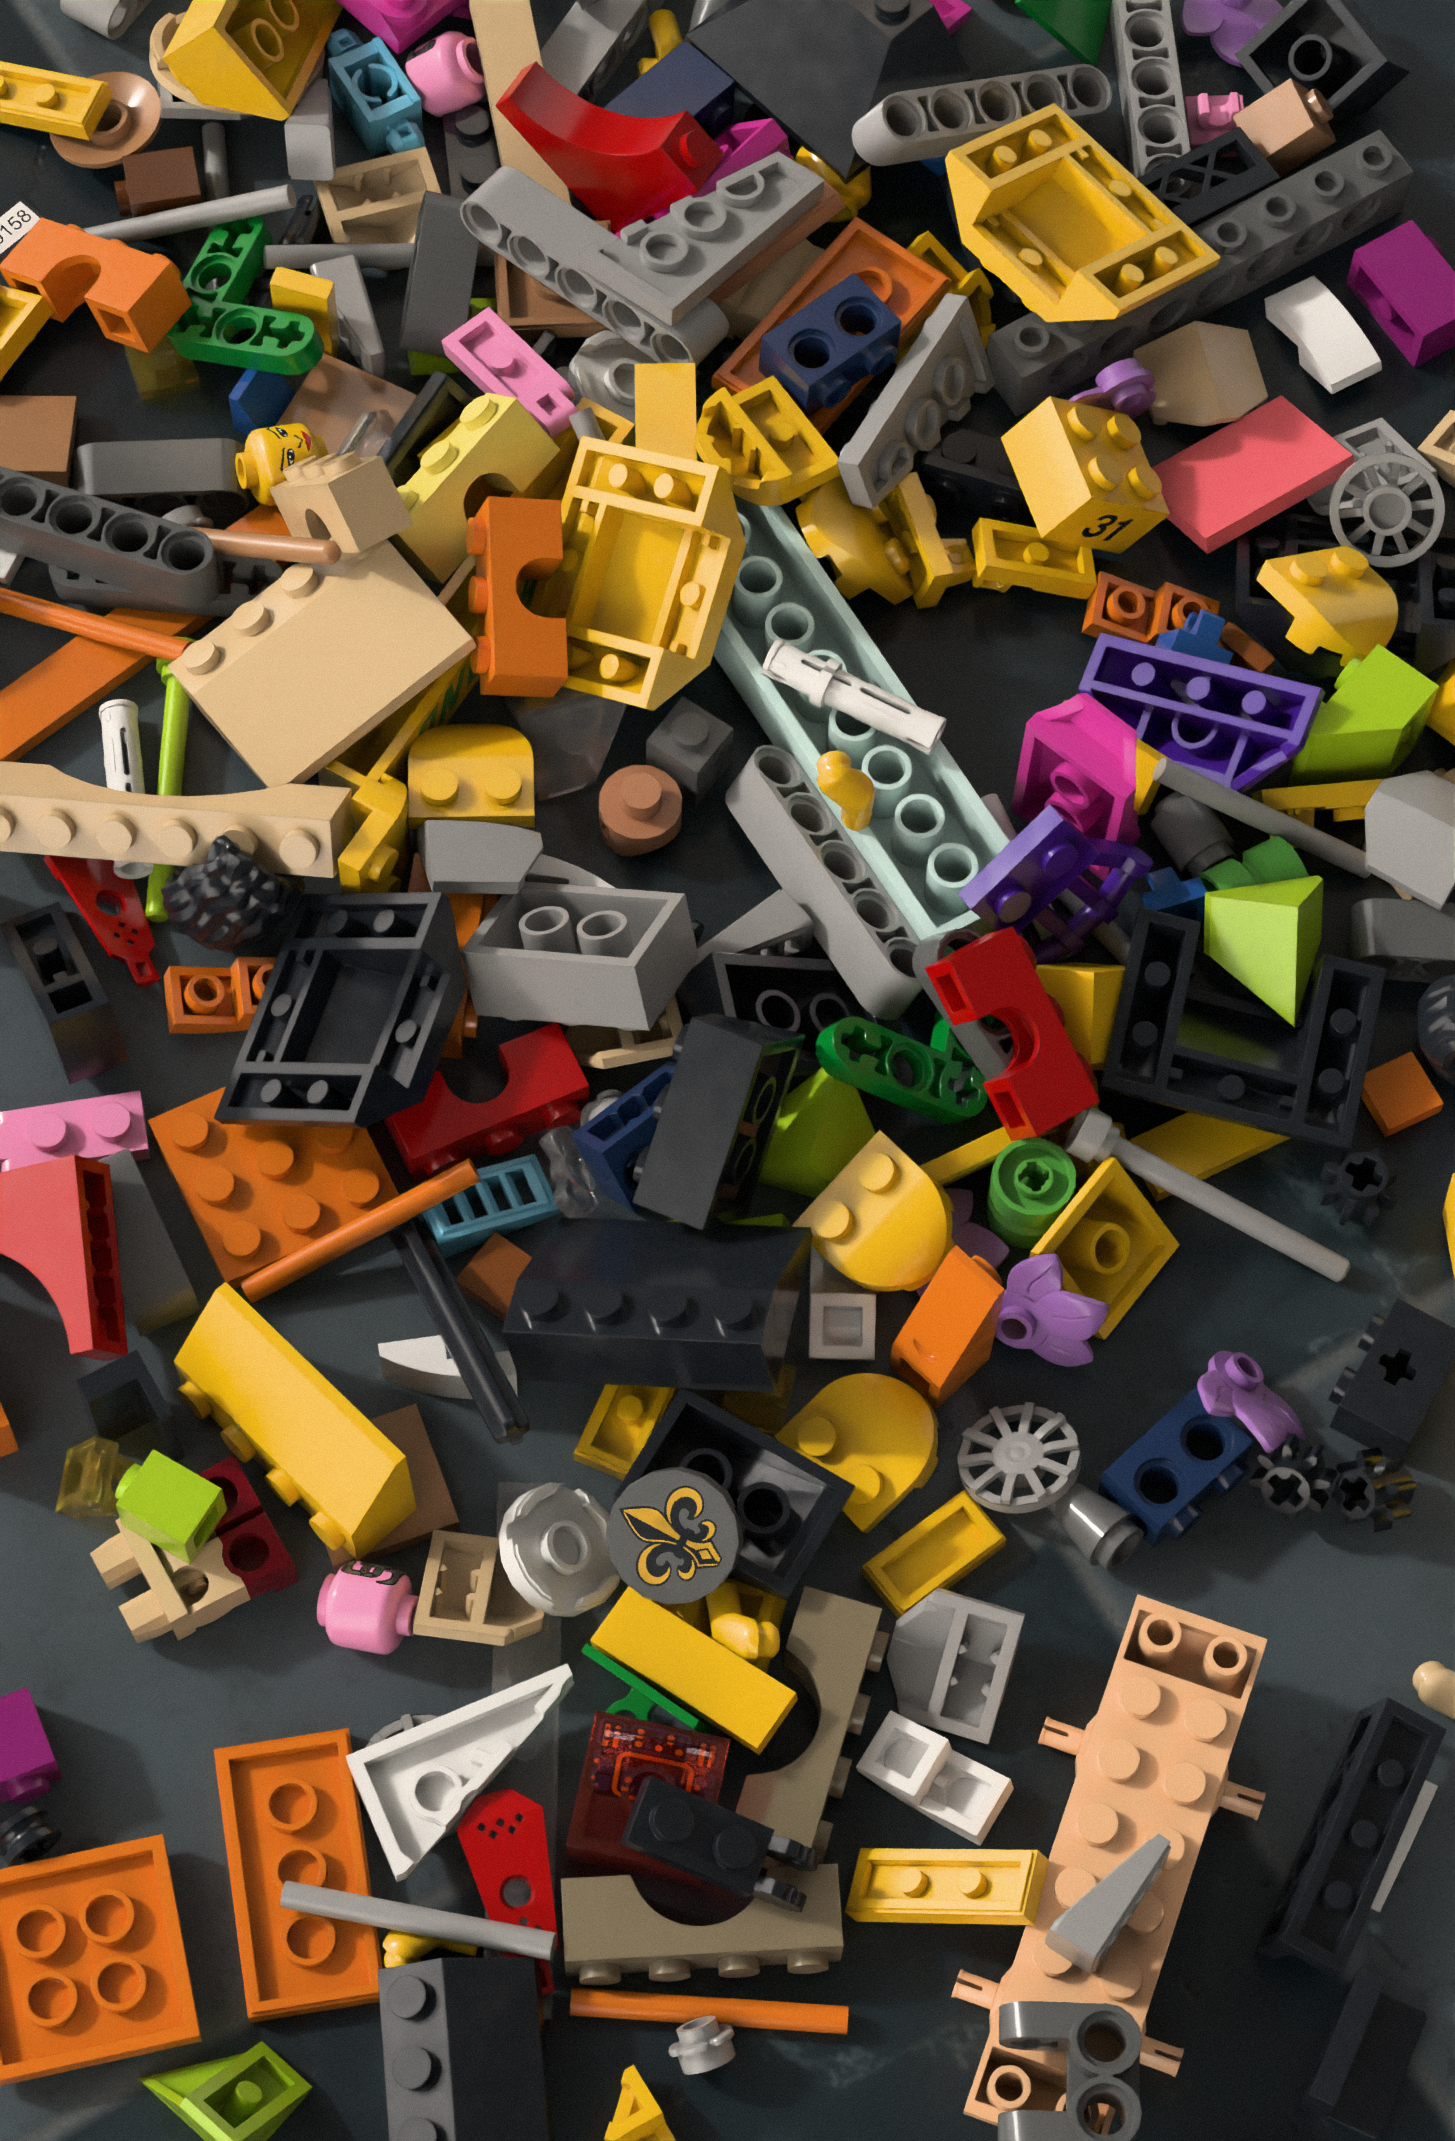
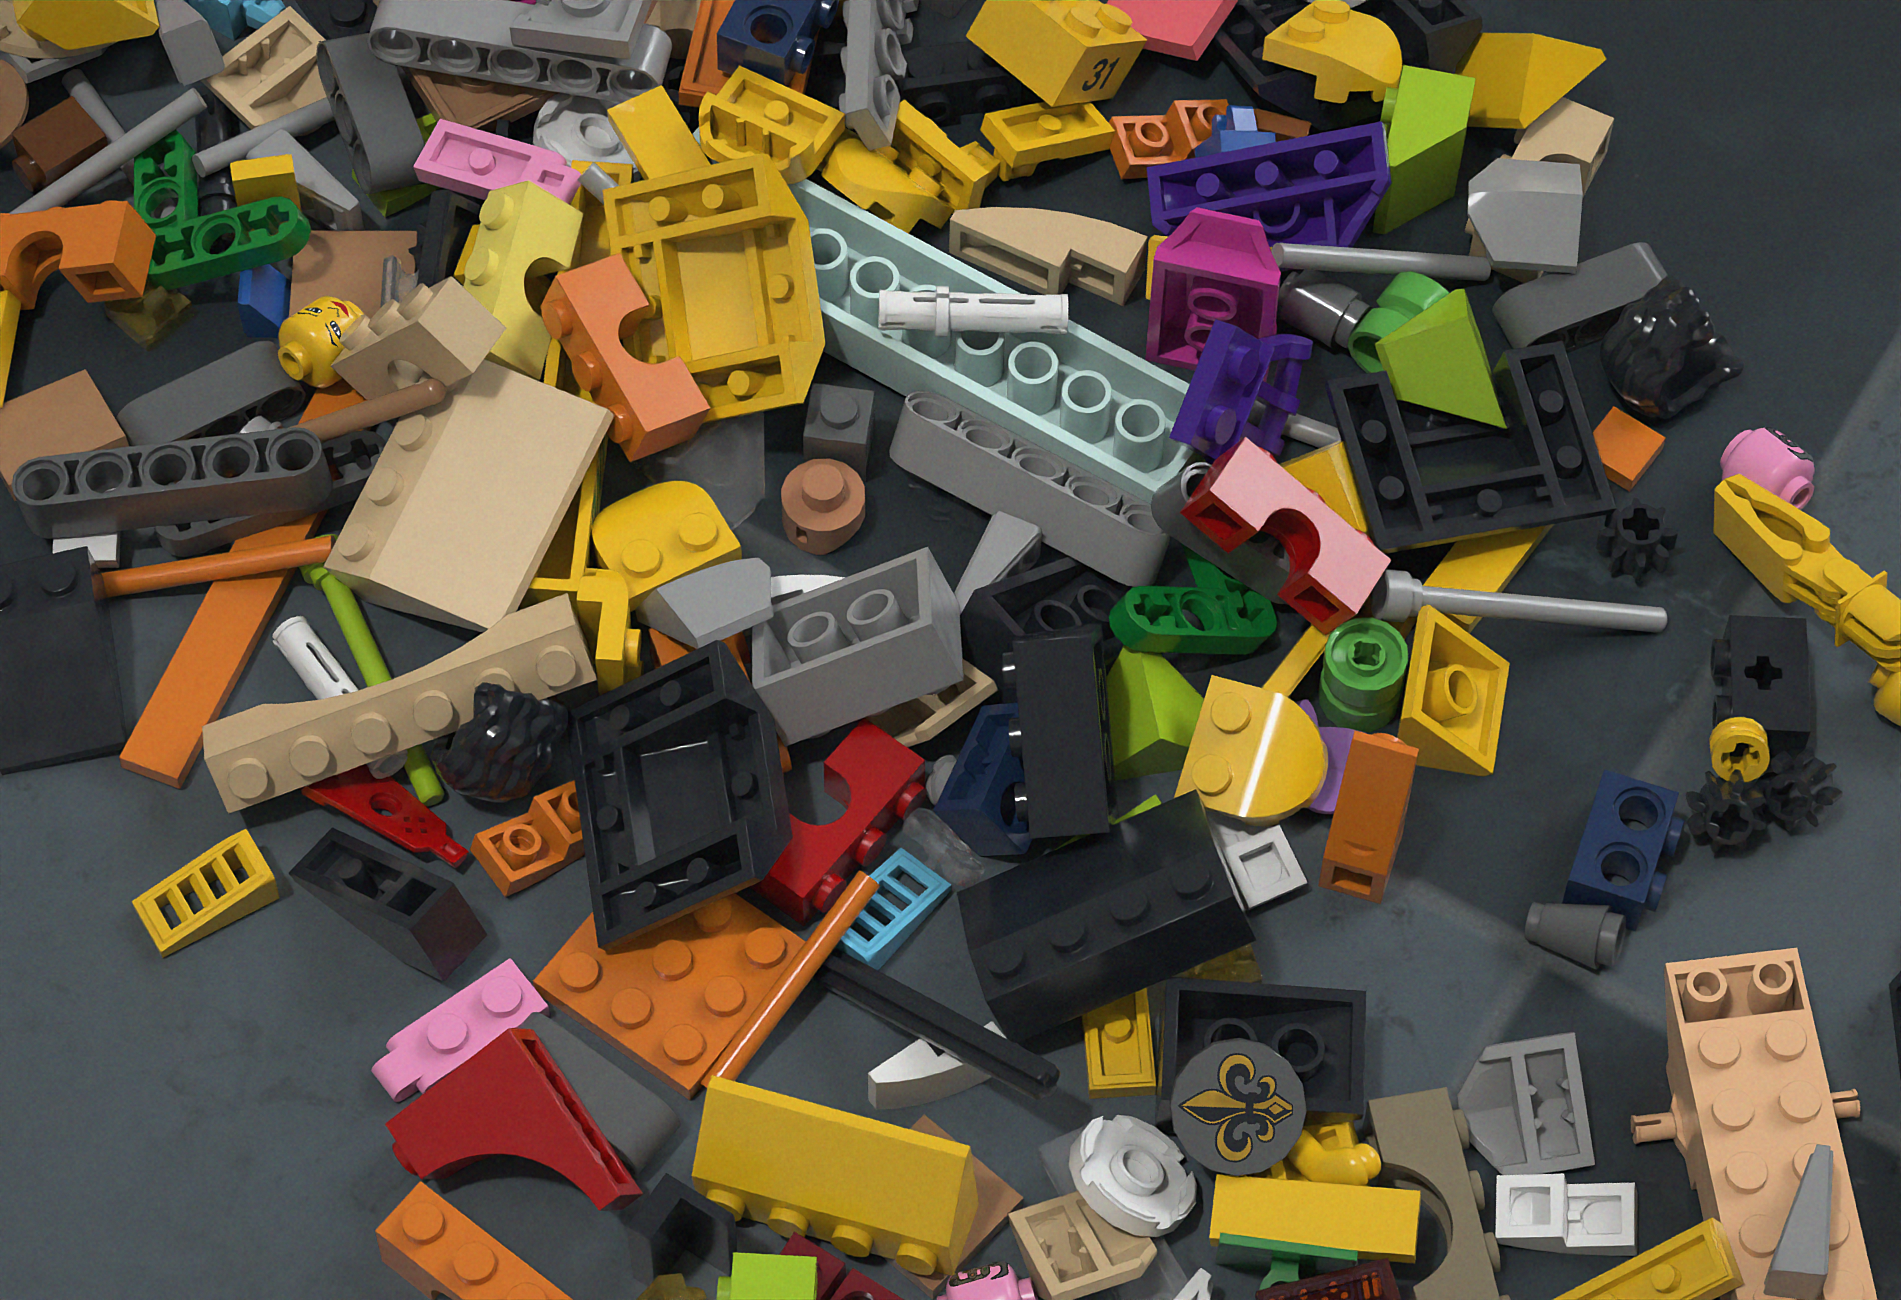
camera: 25 degrees left, 5 degrees down
(493, 1274) = (935, 966): dark orange tile -> none
(847, 788) = (1020, 390): yellow arm -> none
(872, 1436) = (1344, 943): yellow slope -> none
(933, 1554) = (1453, 1027): yellow tile -> none
(972, 666) = (1051, 249): none -> tan slope
(1019, 1458) = (1482, 906): light grey wheel -> none
(1052, 1319) = (1448, 768): medium lavender plate -> none
(1175, 897) = (1336, 363): blue tile -> none
(1237, 1388) = (1634, 760): medium lavender plate -> none
(1344, 799) = (1435, 218): yellow hinge -> none
(1346, 1415) = (1724, 740): none -> yellow bush

